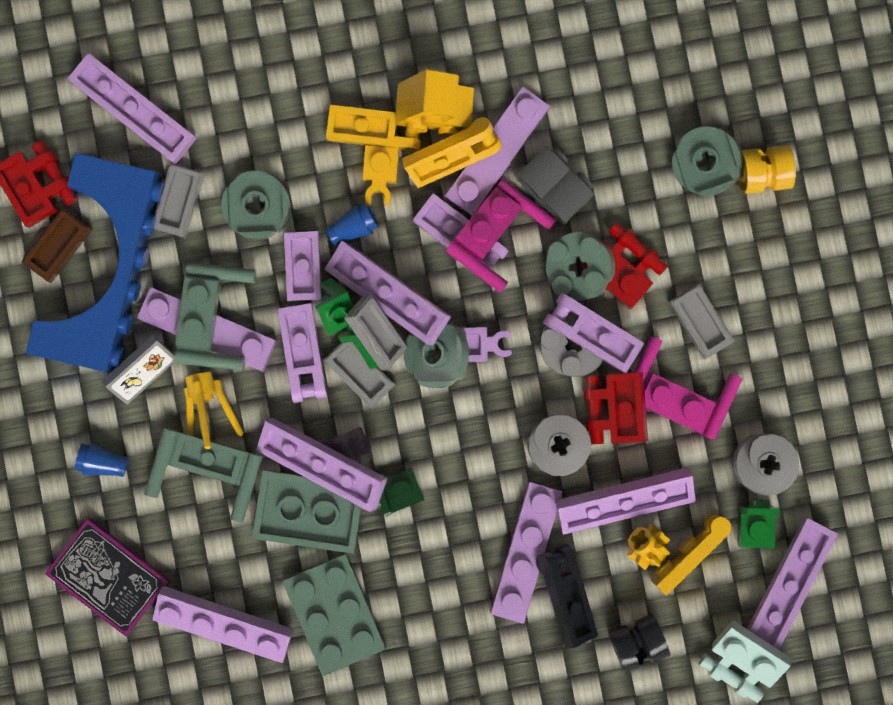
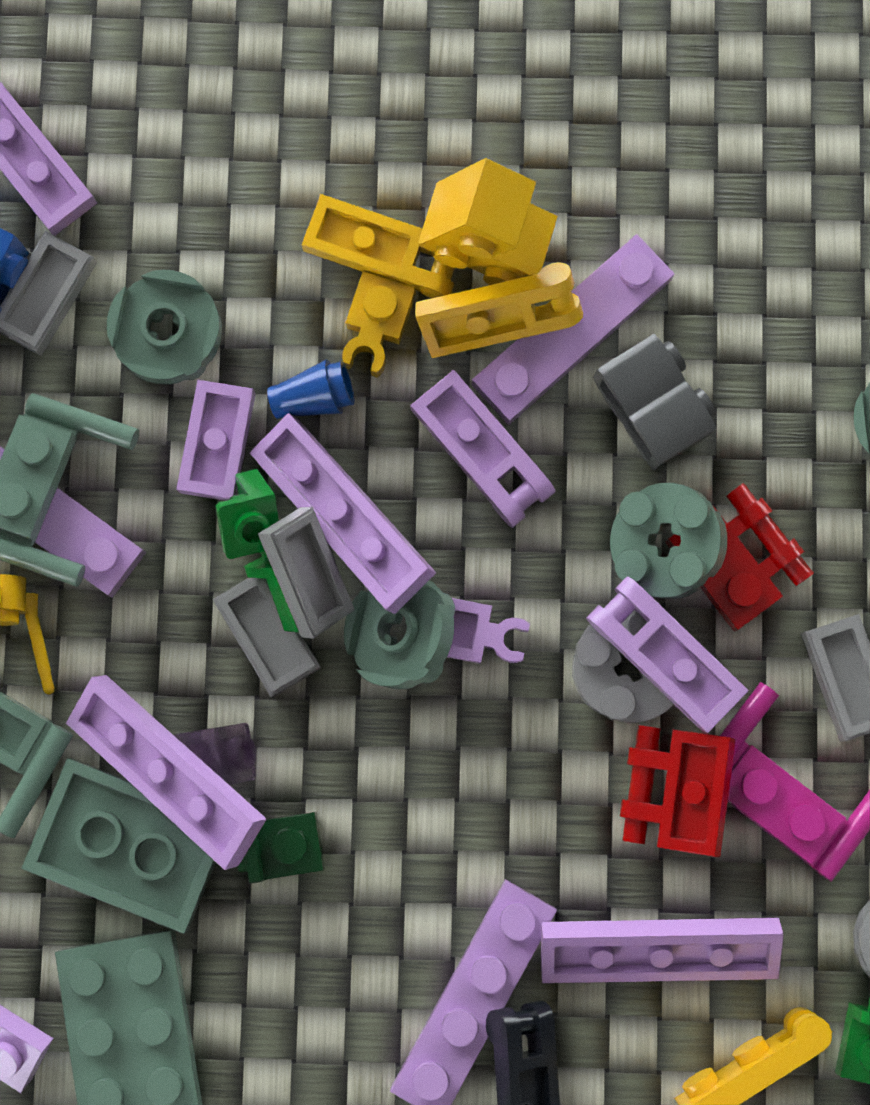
camera: 20 degrees right, 5 degrees down
(302, 351) = (181, 578): lavender plate -> none
(489, 225) = (530, 443): dark pink plate -> none
(575, 452) = (593, 847): light grey piece -> none
(648, 546) = (682, 1038): yellow gear -> none

